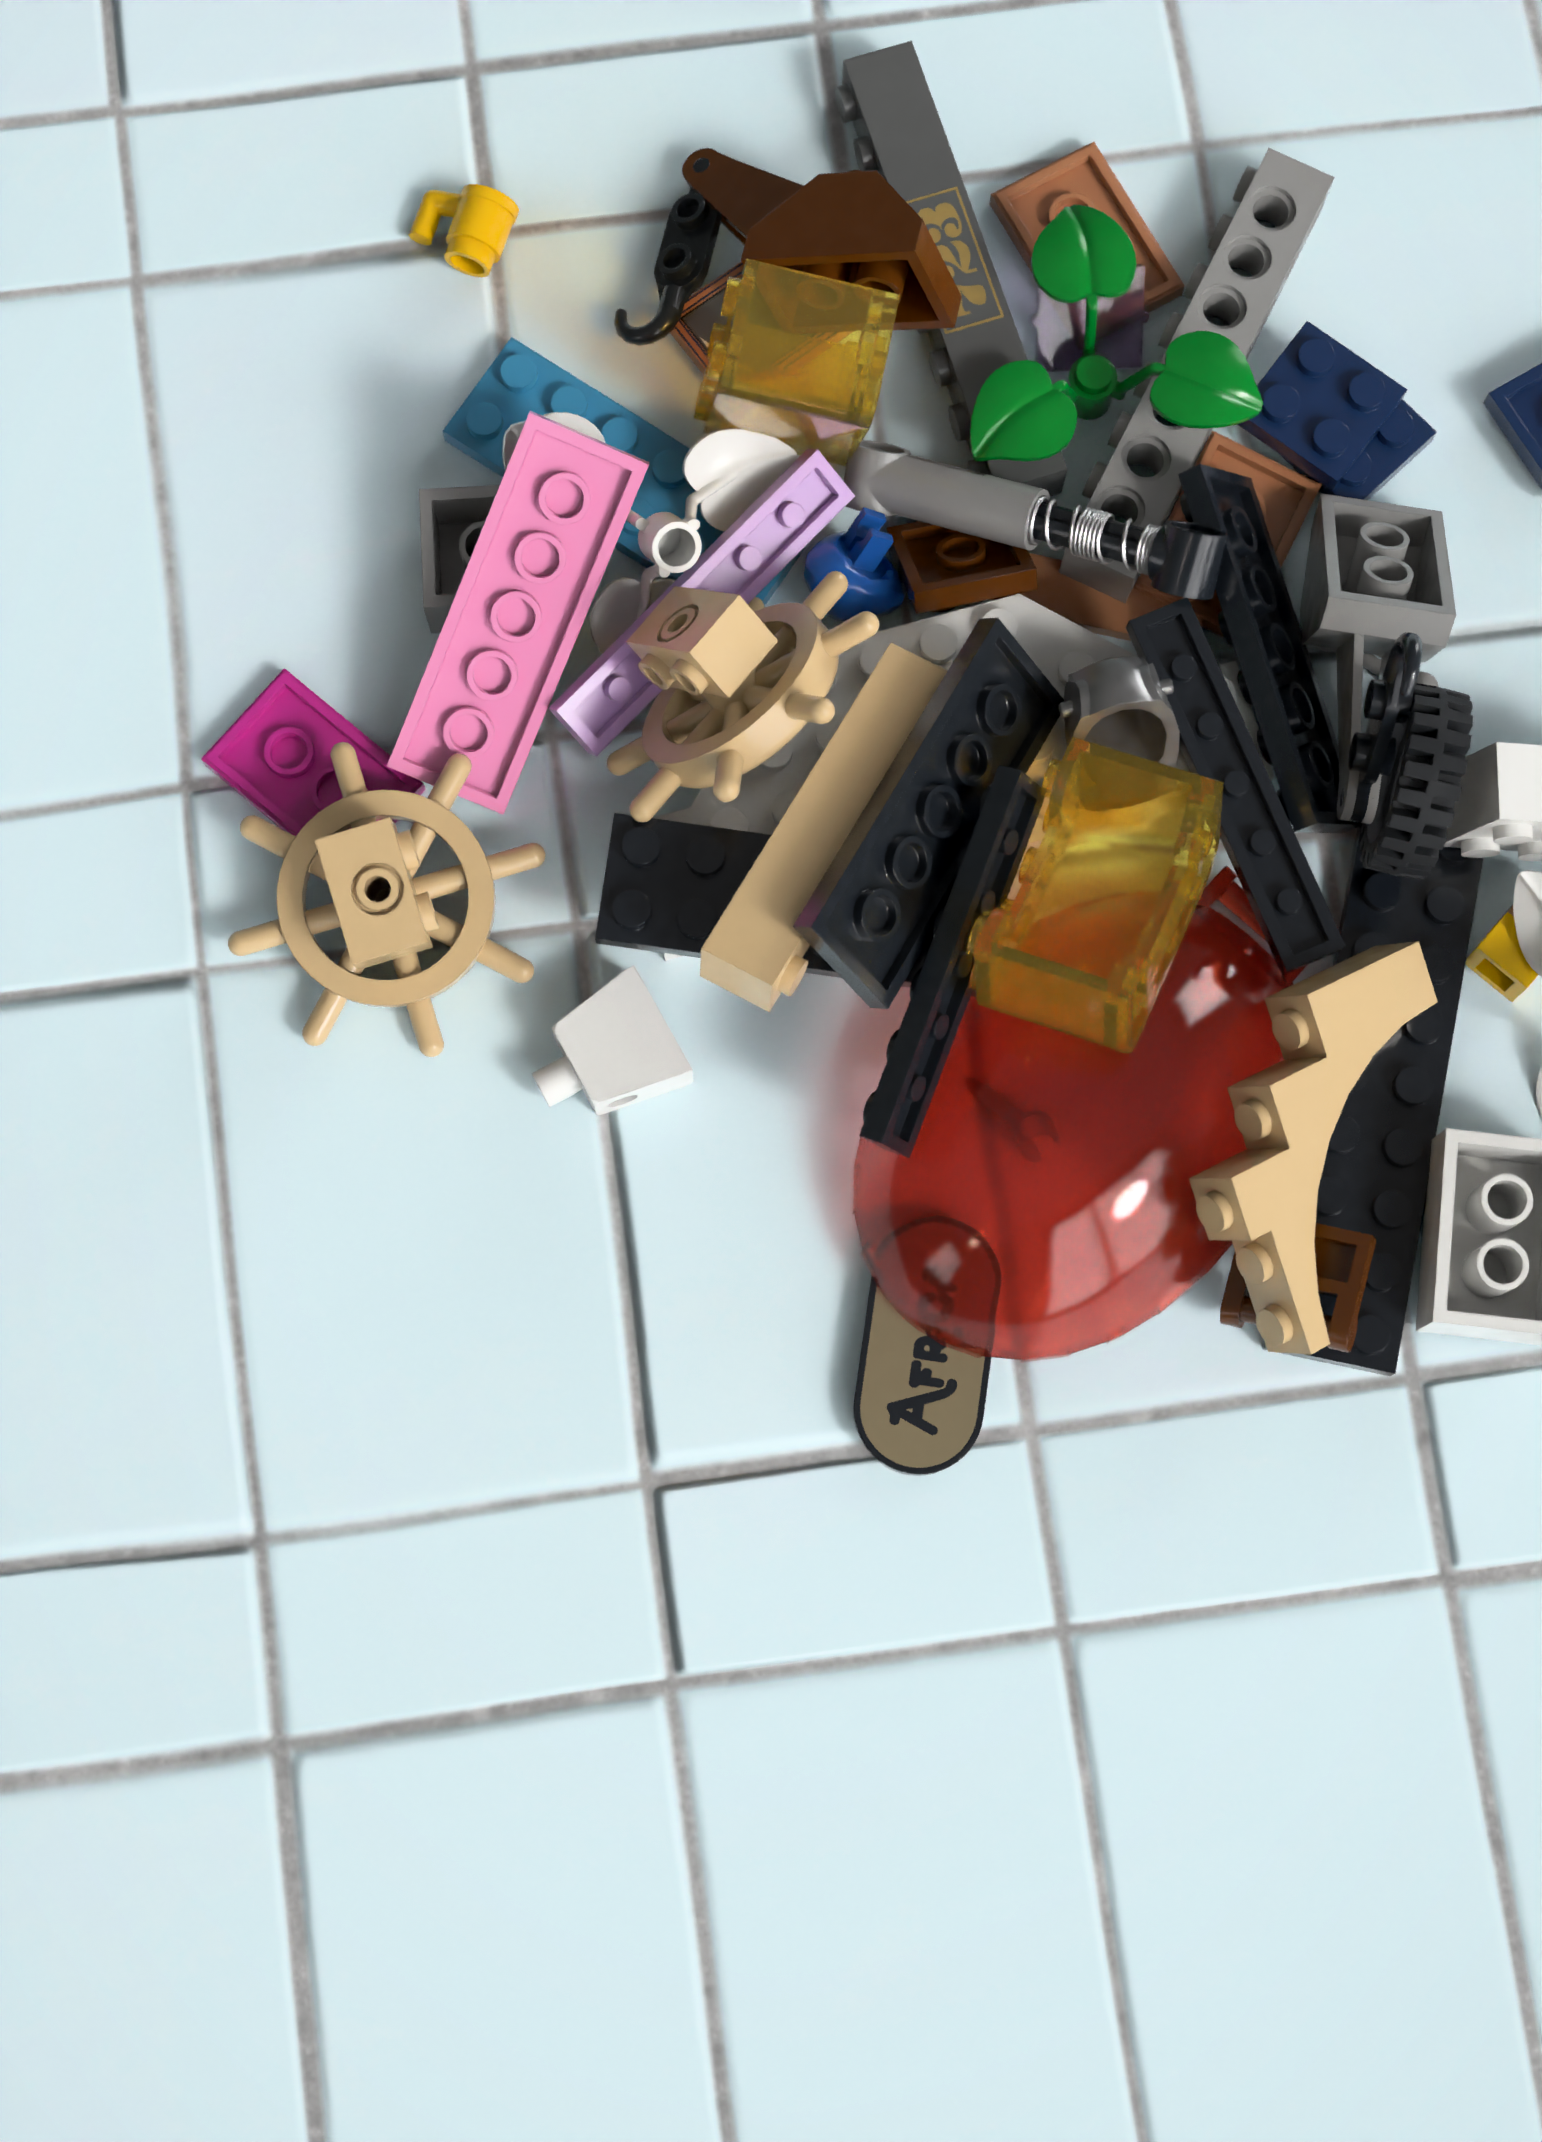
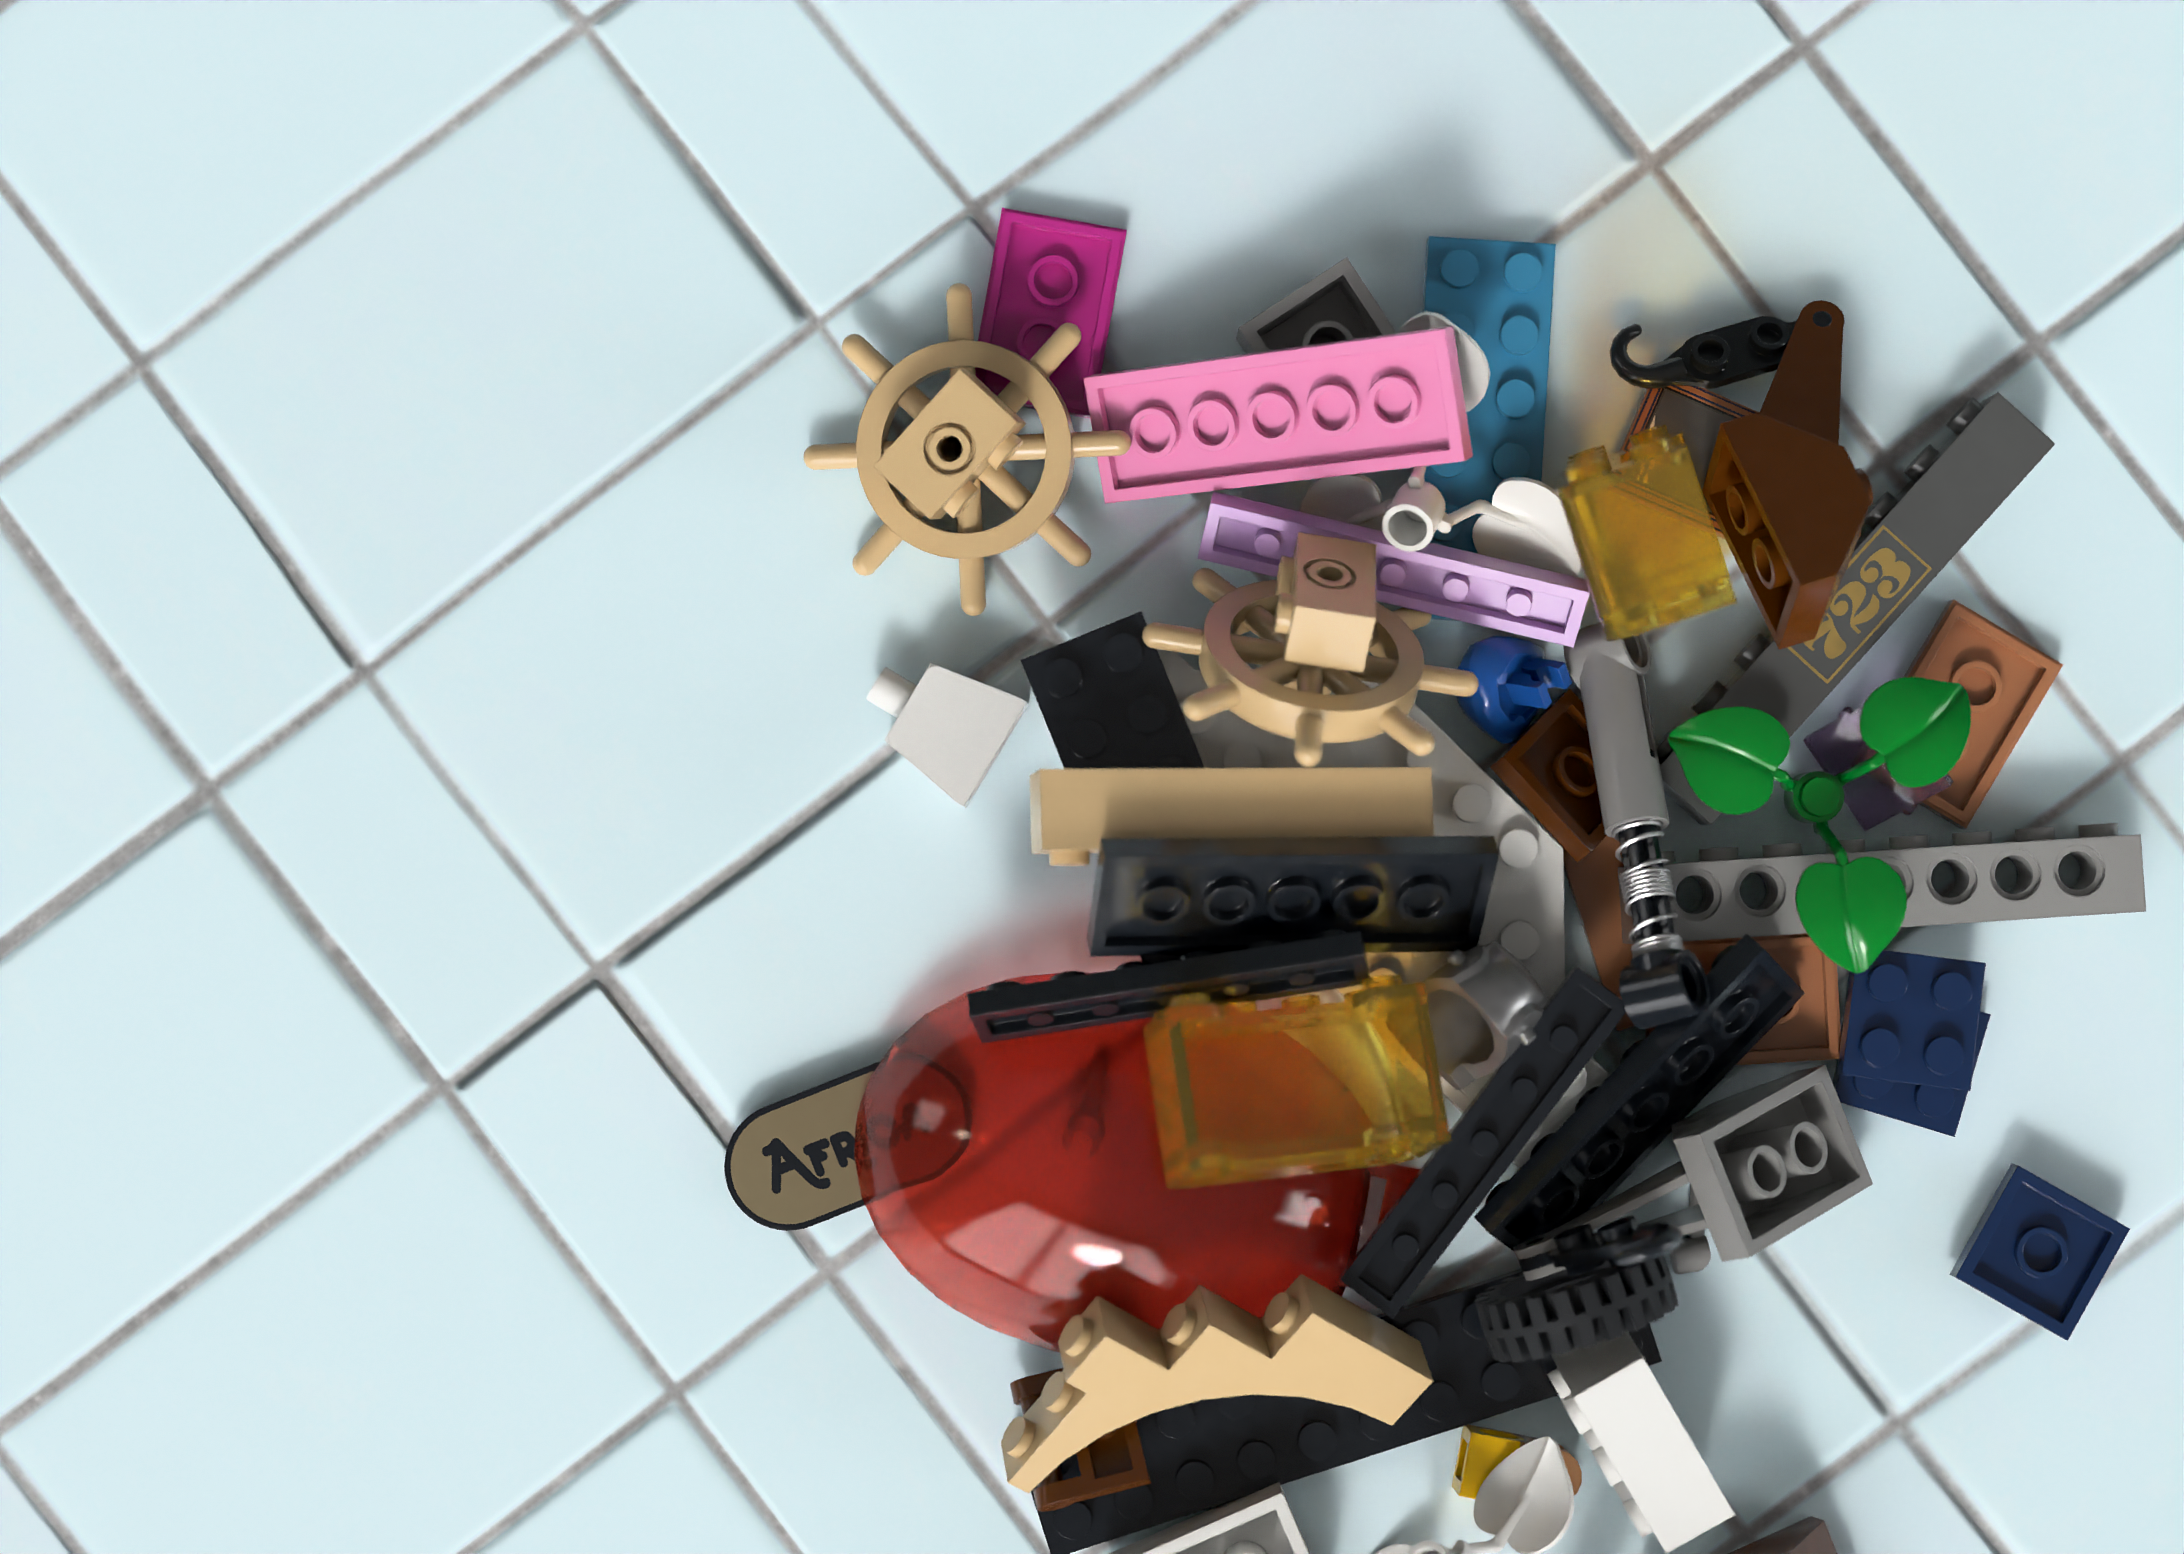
camera: 65 degrees right, 10 degrees up
(478, 226) = (1642, 150): yellow piece -> none

